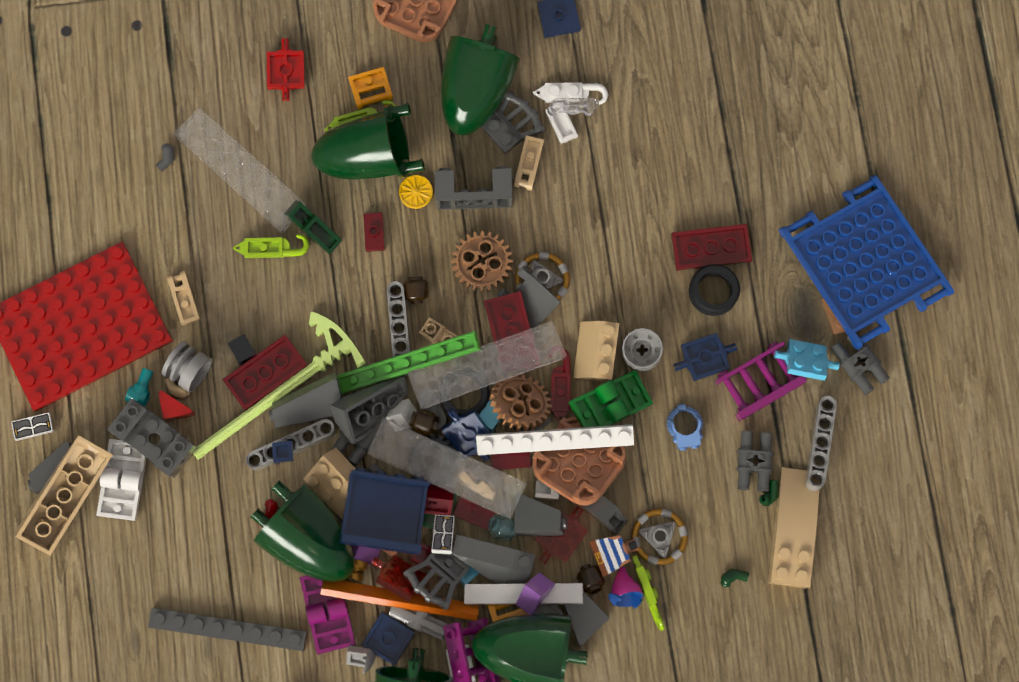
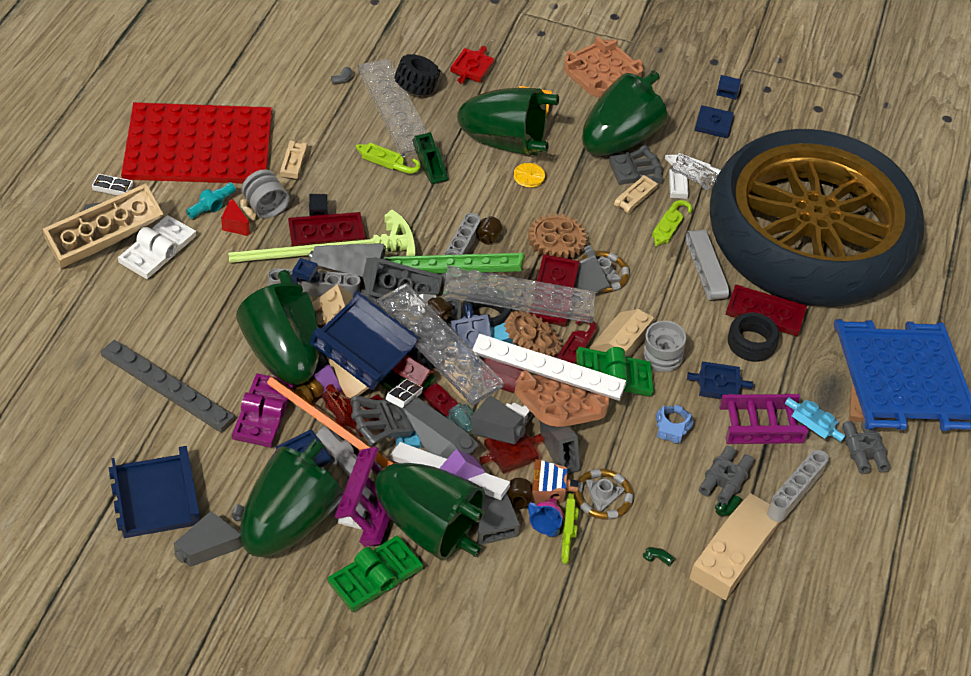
camera: 20 degrees right, 30 degrees down
(135, 427) = (201, 221): dark grey plate -> none
(246, 110) = (417, 74): none -> black tyre
(360, 657) = (264, 451): light grey plate -> none
(374, 232) = (478, 184): dark red plate -> none
(448, 199) = (591, 197): dark grey plate -> none
(576, 181) = (669, 223): none -> lime plate
(634, 219) = (707, 264): none -> light grey beam
(754, 40) = (806, 276): none -> wheel

